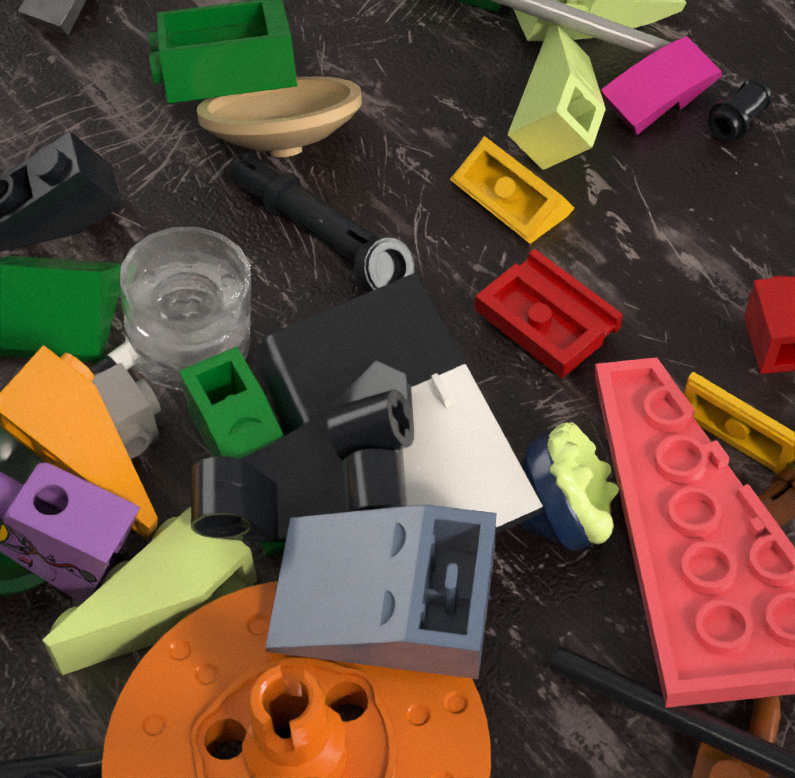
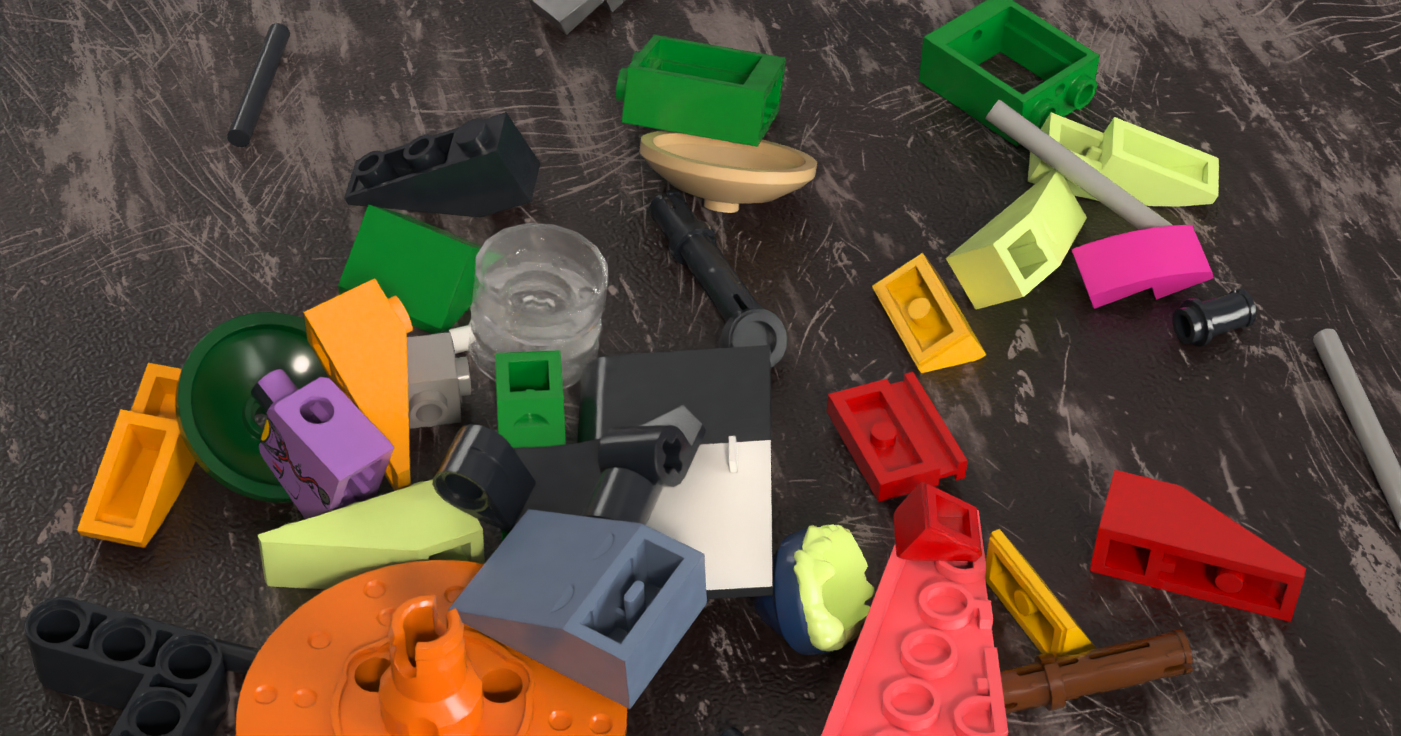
camera: 20 degrees right, 10 degrees down
(636, 389) = (936, 527): none -> red slope

